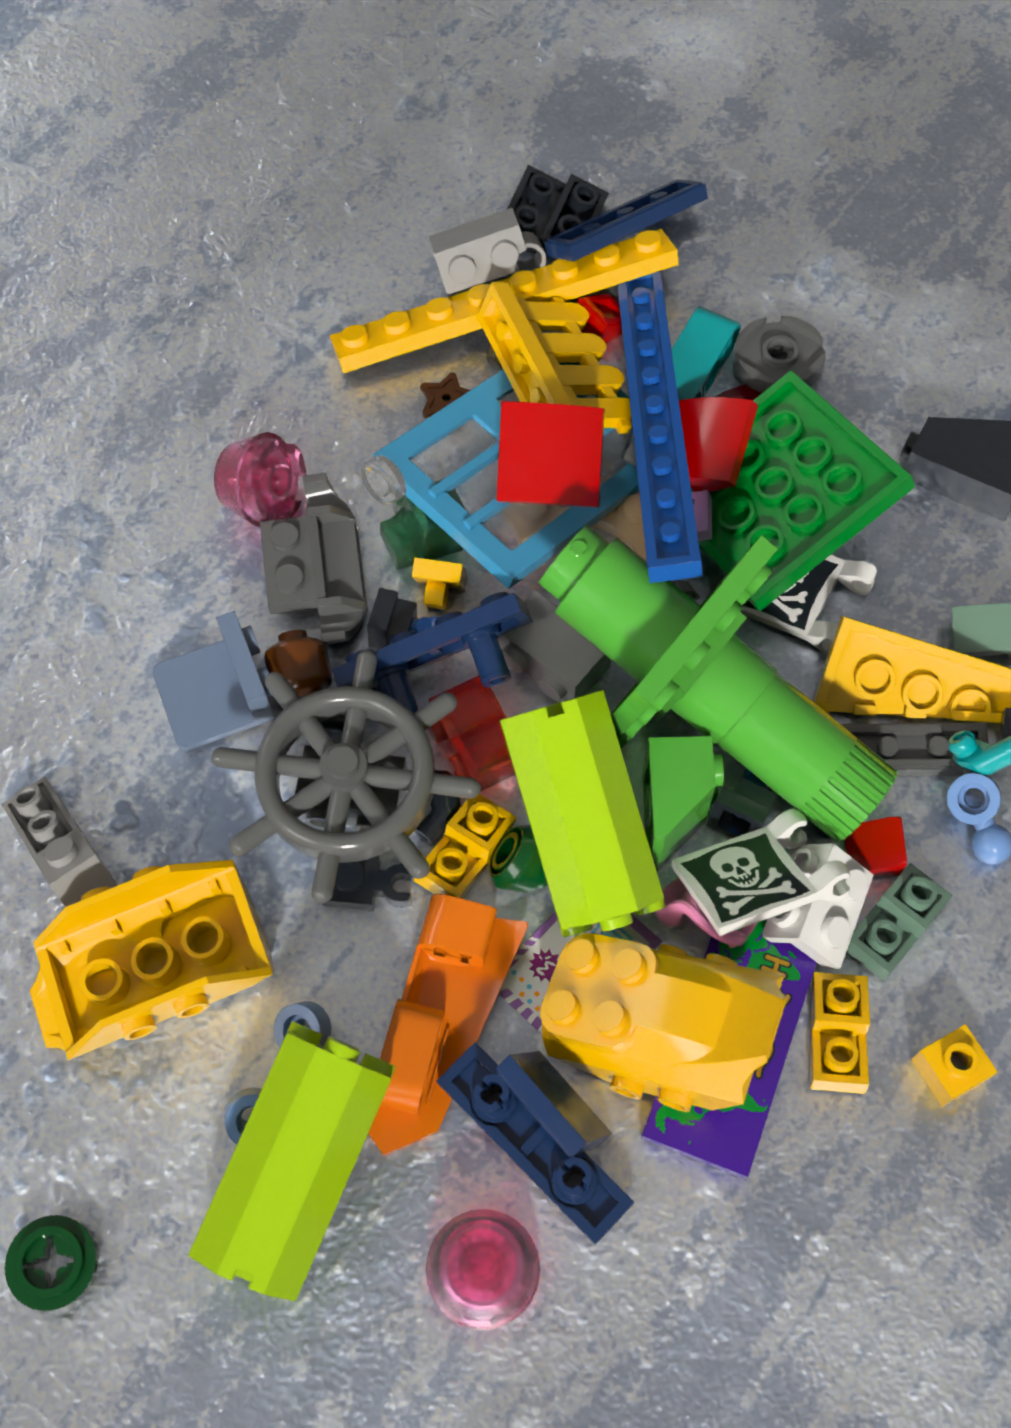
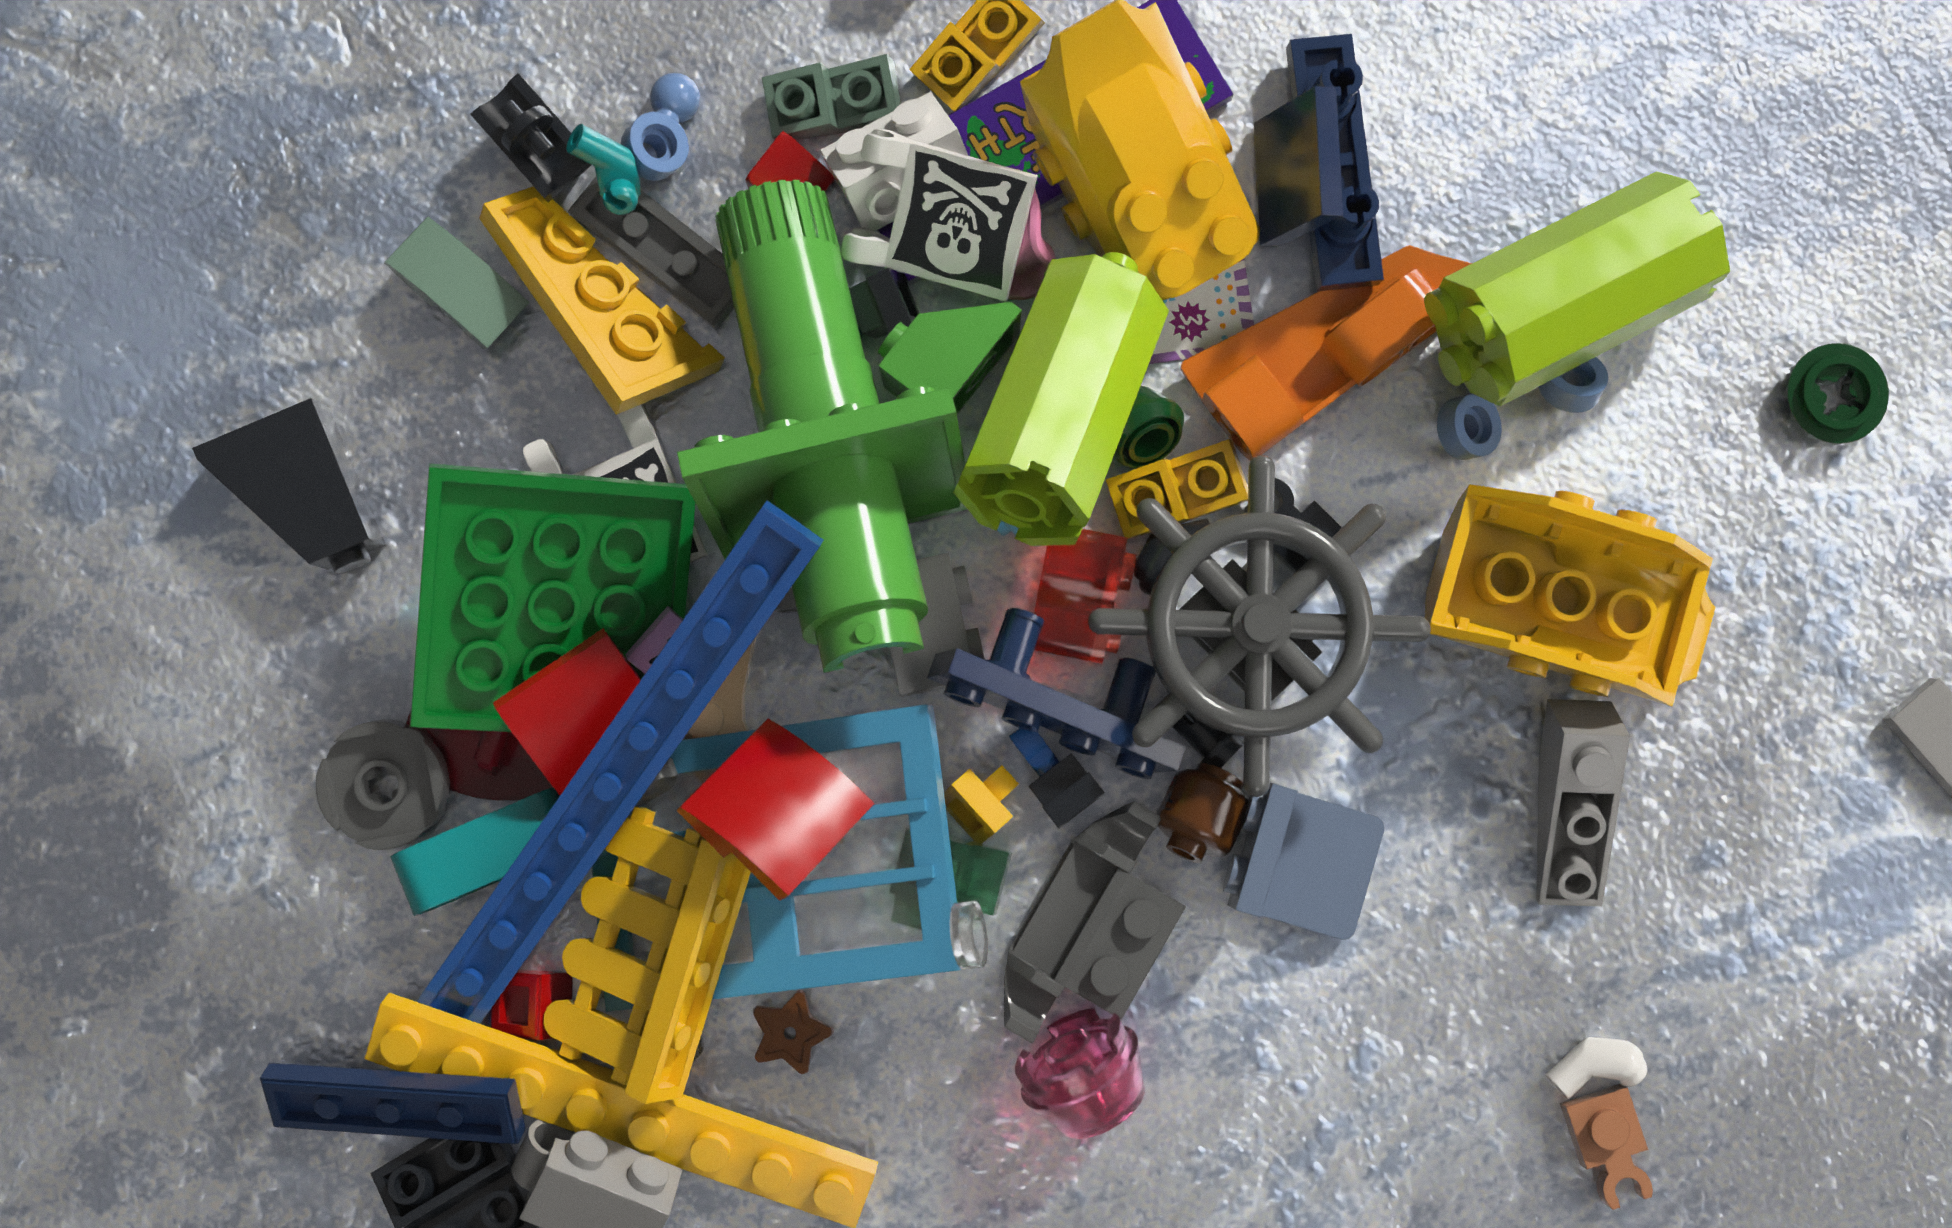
camera: 140 degrees left, 20 degrees up
(482, 1269) = (1462, 93): clear pink cone -> none

